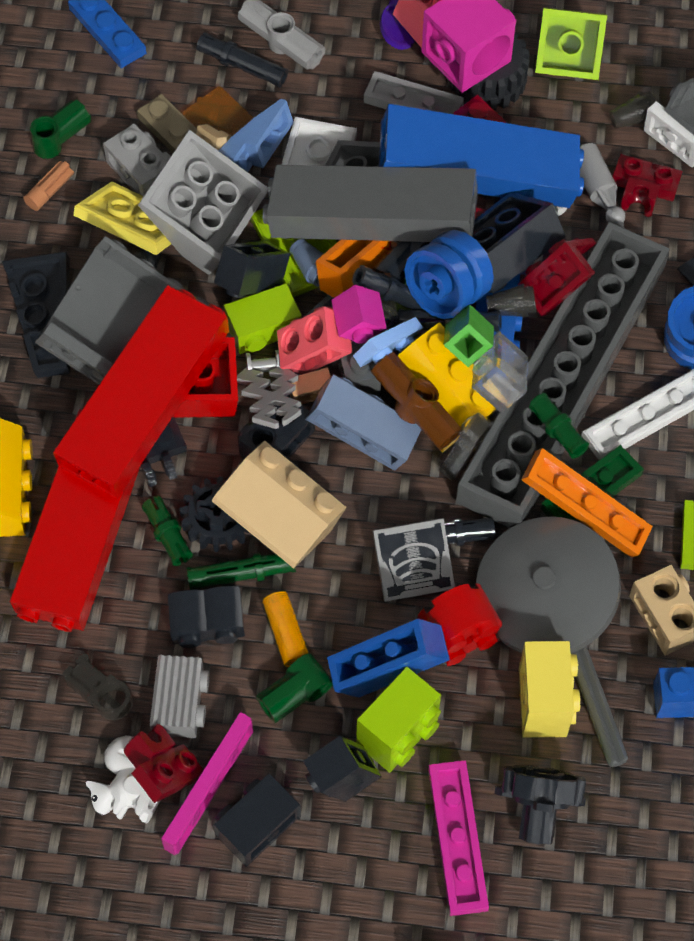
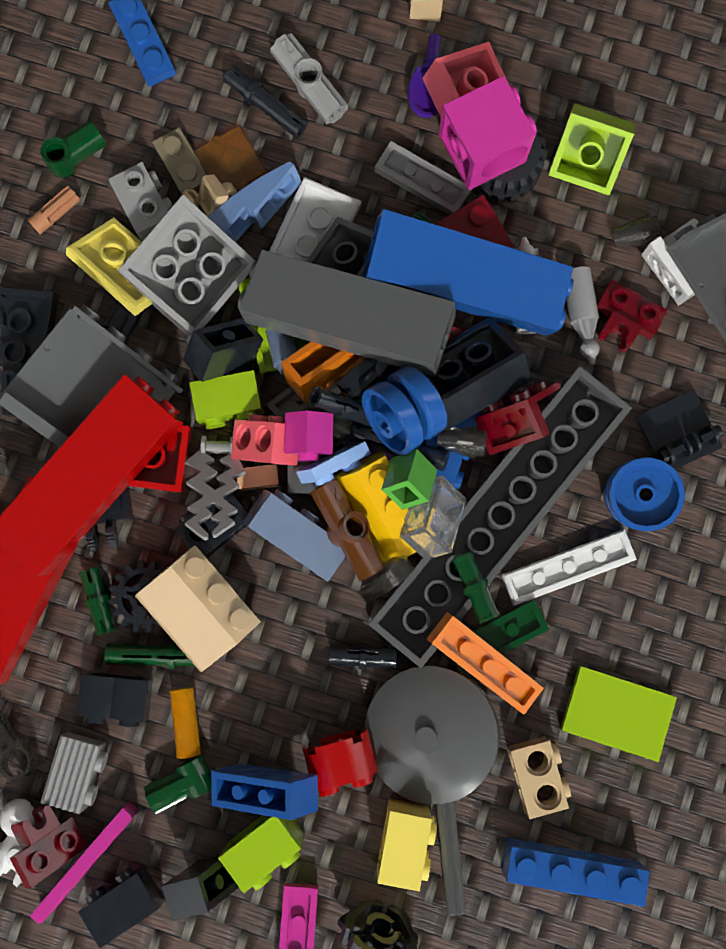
camera: 15 degrees right, 20 degrees up
(413, 559) = (314, 680): tile -> none

